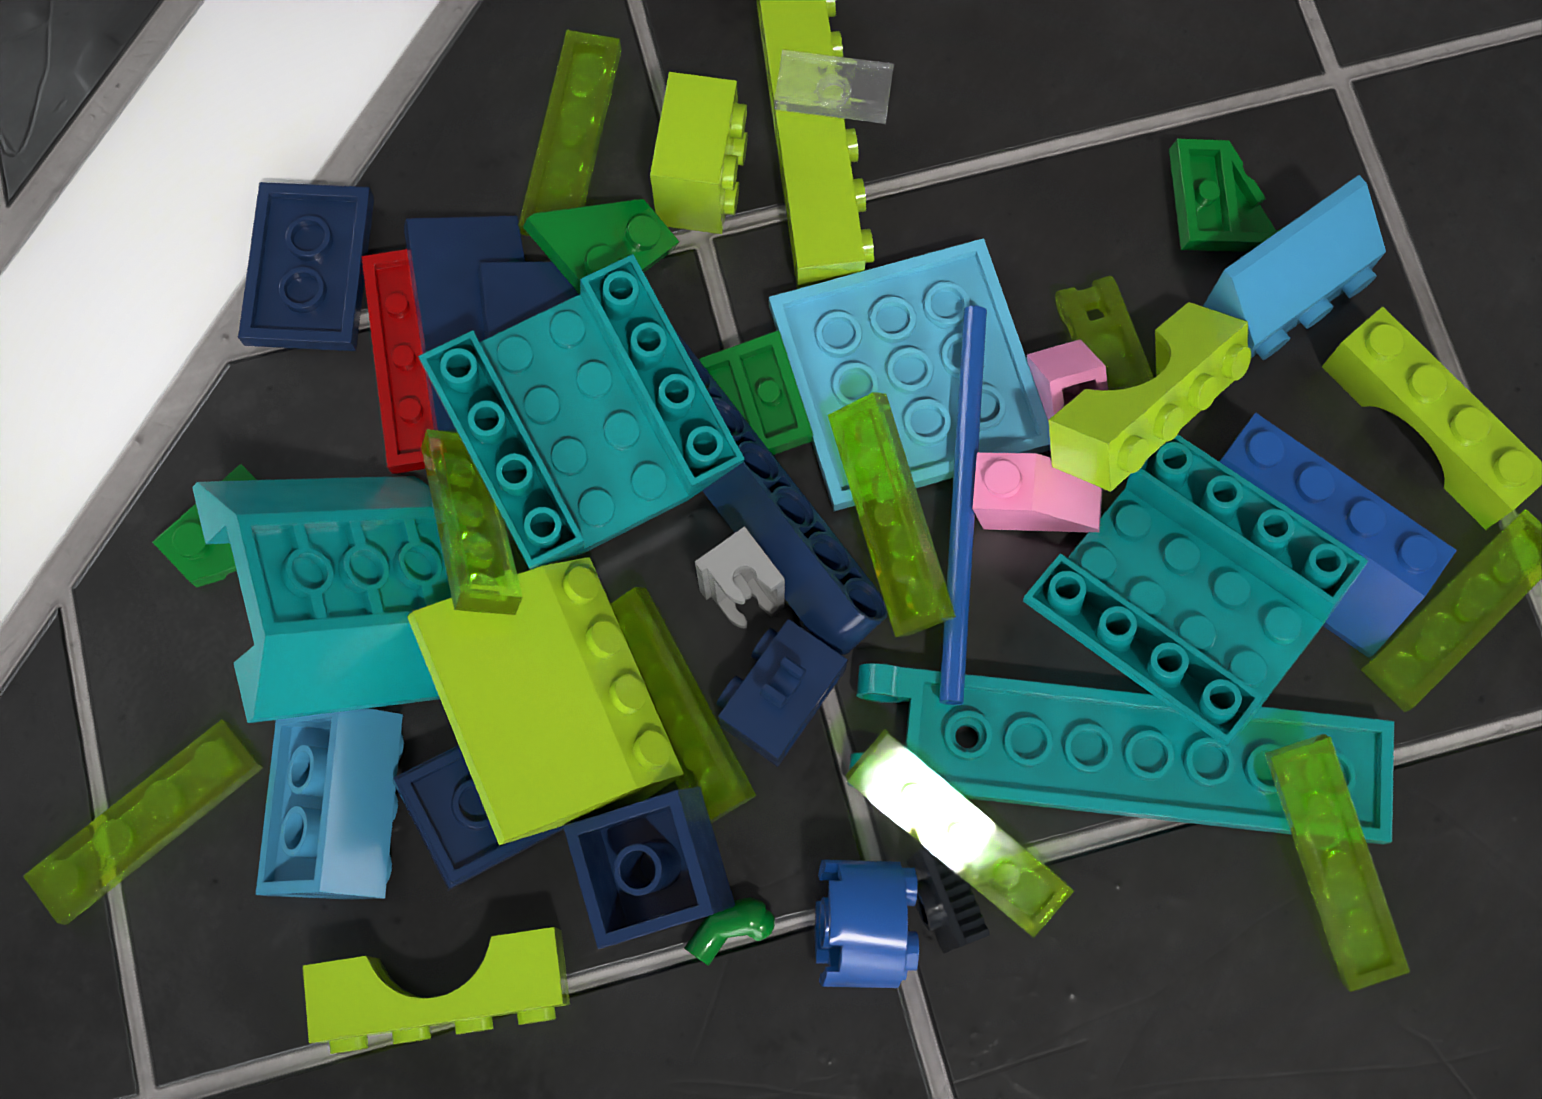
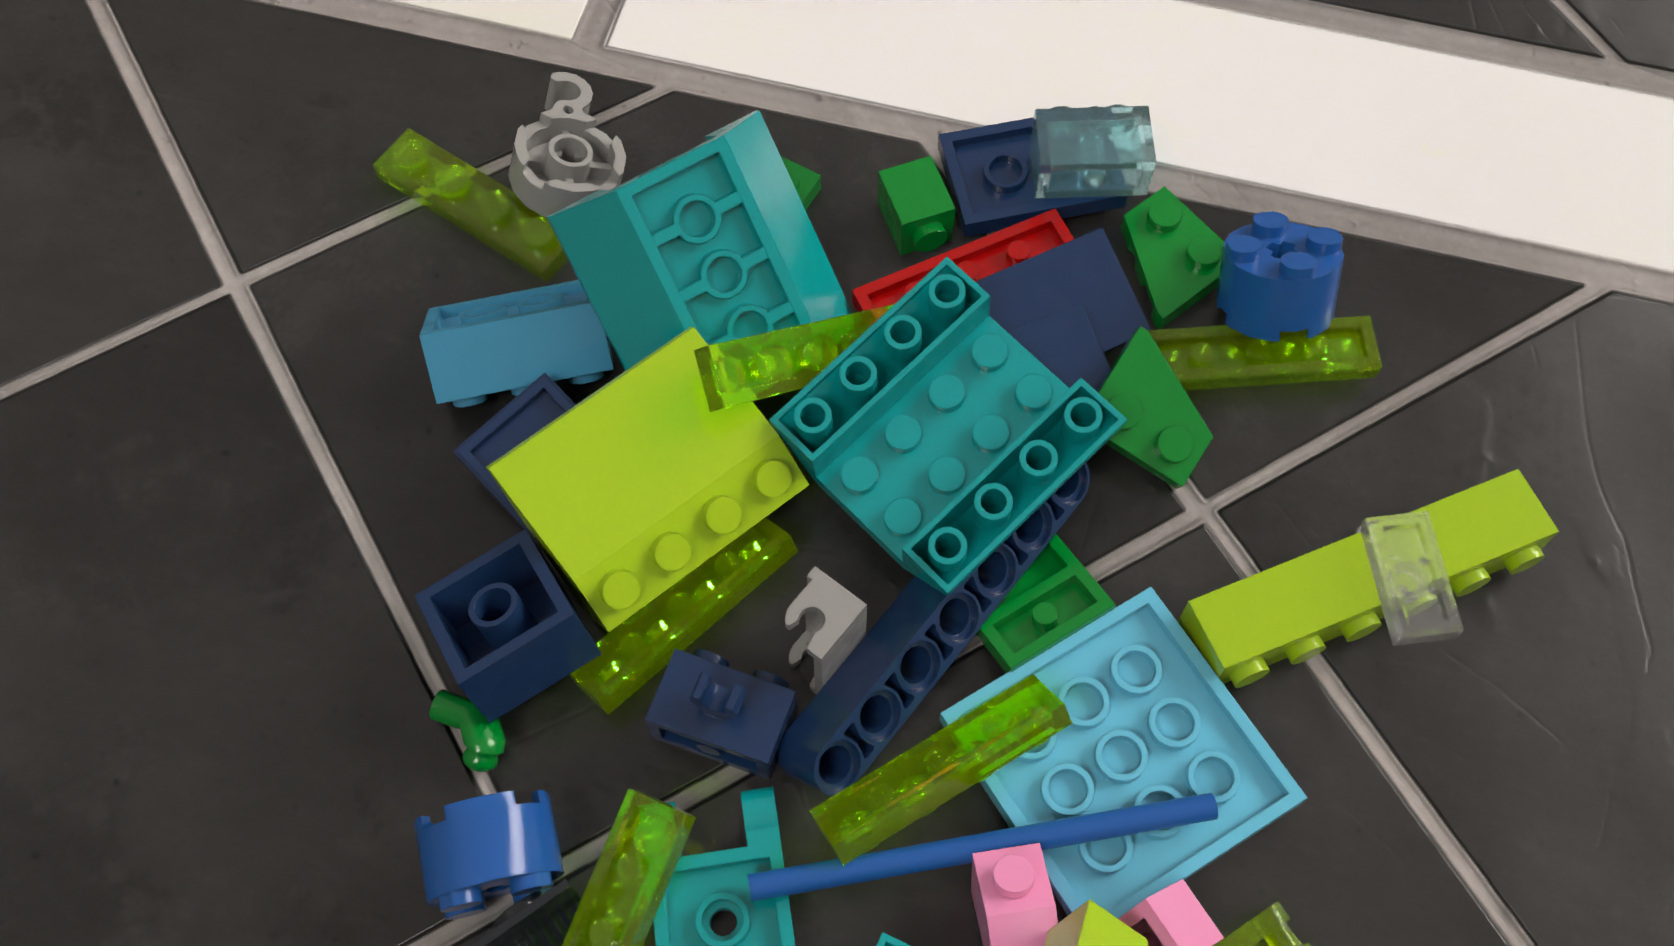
camera: 75 degrees right, 10 degrees down
(134, 715) = (563, 151): none -> light grey piece
(312, 382) = (916, 206): none -> green brick
(319, 200) = (1092, 151): none -> clear light blue brick
(360, 1000) = (384, 537): lime arch -> none
(440, 171) = (1173, 254): none -> green wing
(511, 86) = (1279, 277): none -> blue brick
(698, 152) = (1279, 466): lime brick -> none

